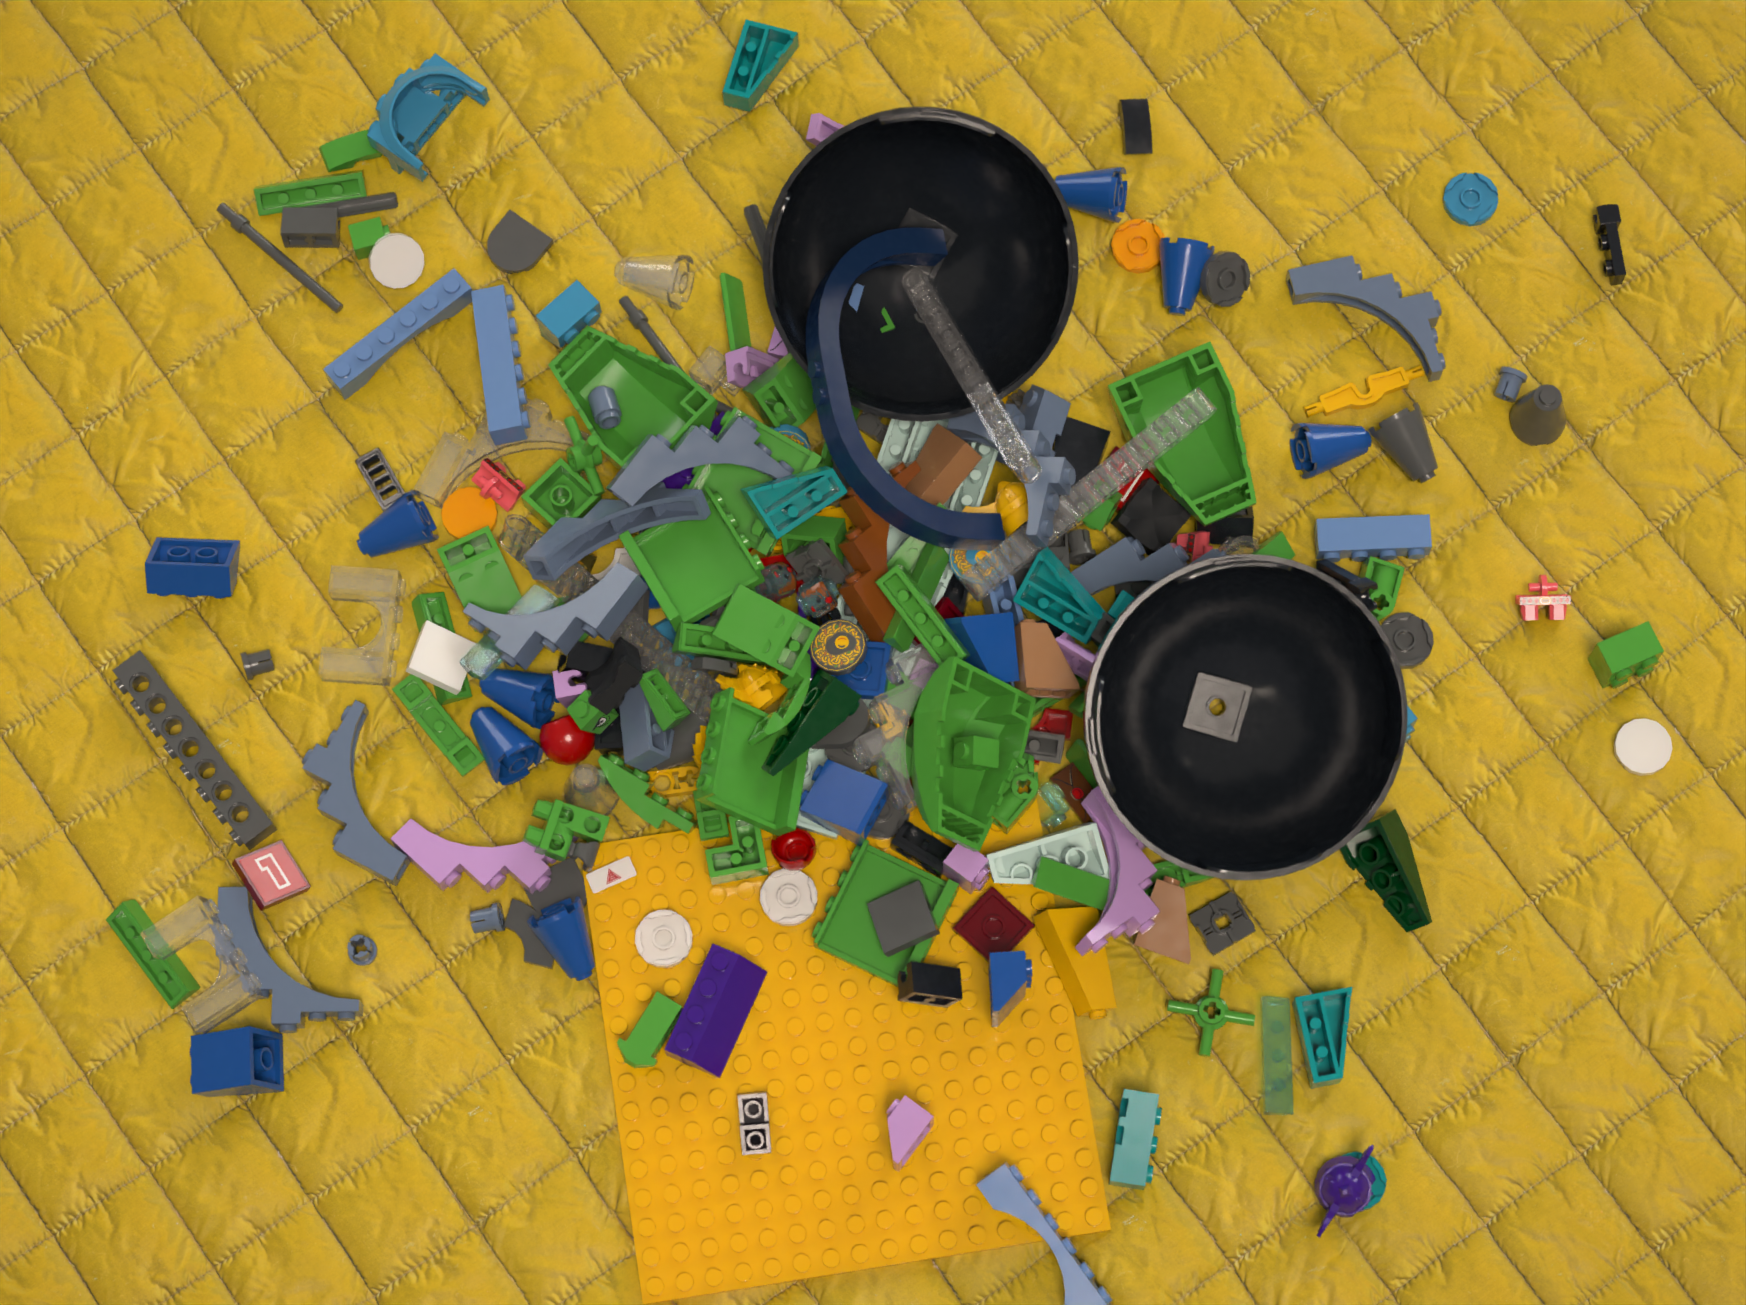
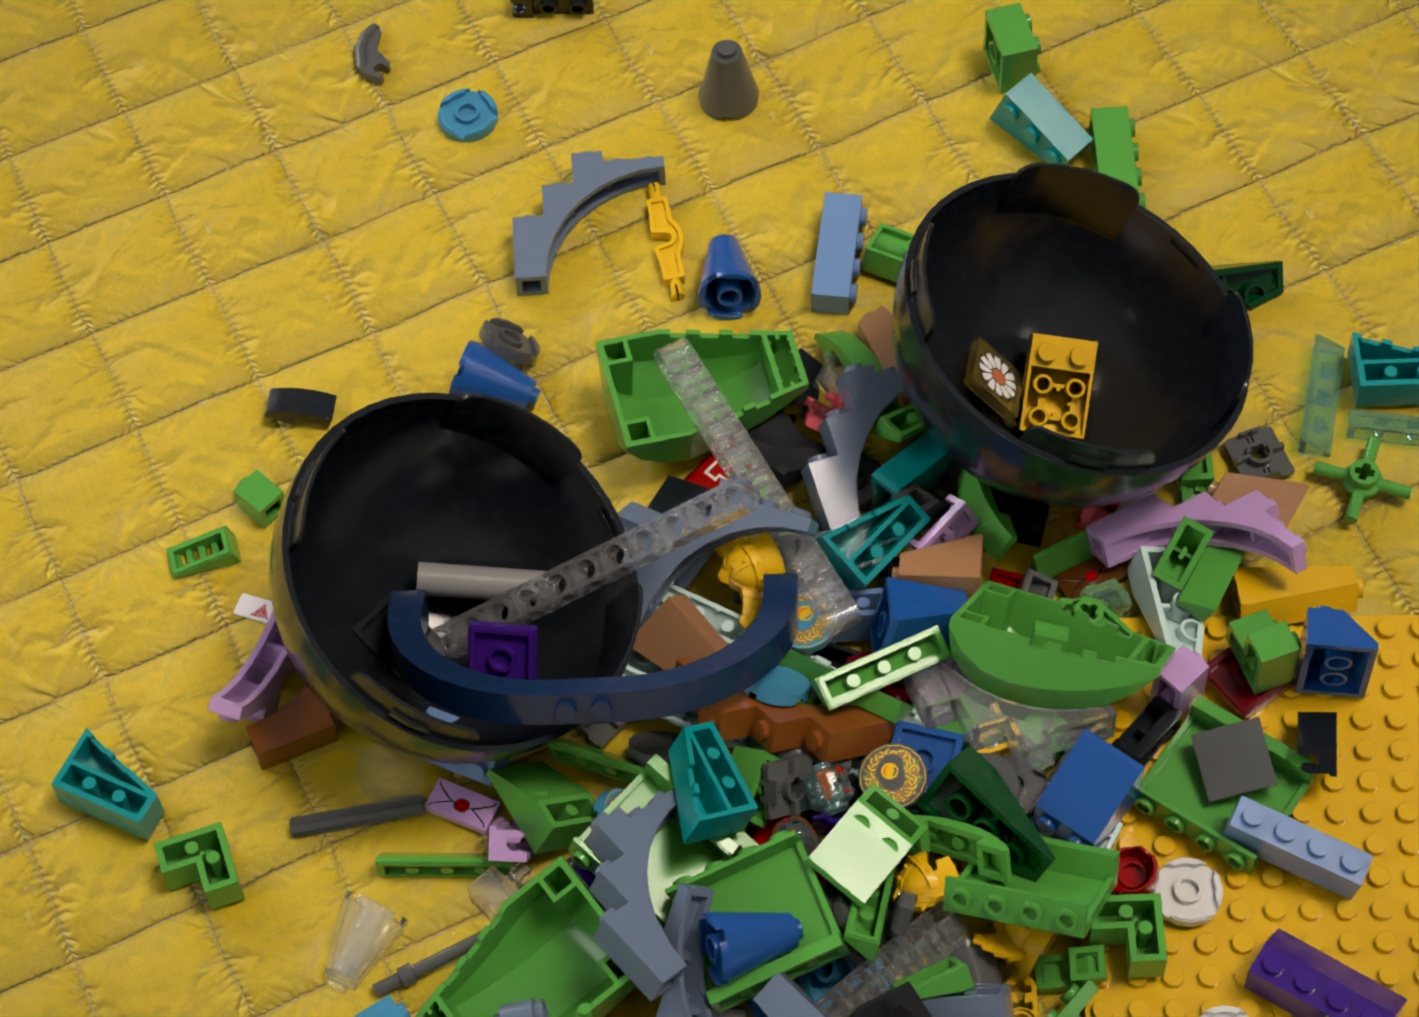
camera: 80 degrees left, 15 degrees down
(666, 550) = (745, 941): none -> blue cone
(707, 151) = (201, 857): none -> bright green brick
(830, 974) = (1298, 847): none -> medium blue brick
(898, 546) = (781, 687): none -> dark azure tile
(902, 328) = (503, 649): none -> dark purple tile
(968, 296) = (470, 580): none -> light grey brick
(991, 100) = (207, 562): none -> bright green slope
(1008, 929) = (1264, 650): none -> bright green brick
(1040, 115) = (259, 498): none -> bright green brick
(1086, 855) = (1182, 552): none -> bright green slope
(1239, 680) = (994, 379): none -> clear yellow tile
(1249, 735) = (1057, 384): none -> yellow slope
(1296, 972) = (1321, 397): none -> clear light blue slope
(1358, 586) = (882, 285): black plate -> none
(1408, 443) = (735, 202): dark grey cone -> none
(1509, 383) = (687, 108): sand blue bush -> none
(1515, 767) = (1113, 146): none -> bright green brick
(1518, 101) = (367, 56): none -> dark grey piece
(1544, 695) = (1041, 122): none -> teal wedge
(1556, 602) = (930, 114): coral hips -> none
(1642, 746) = (1104, 59): white tile -> none

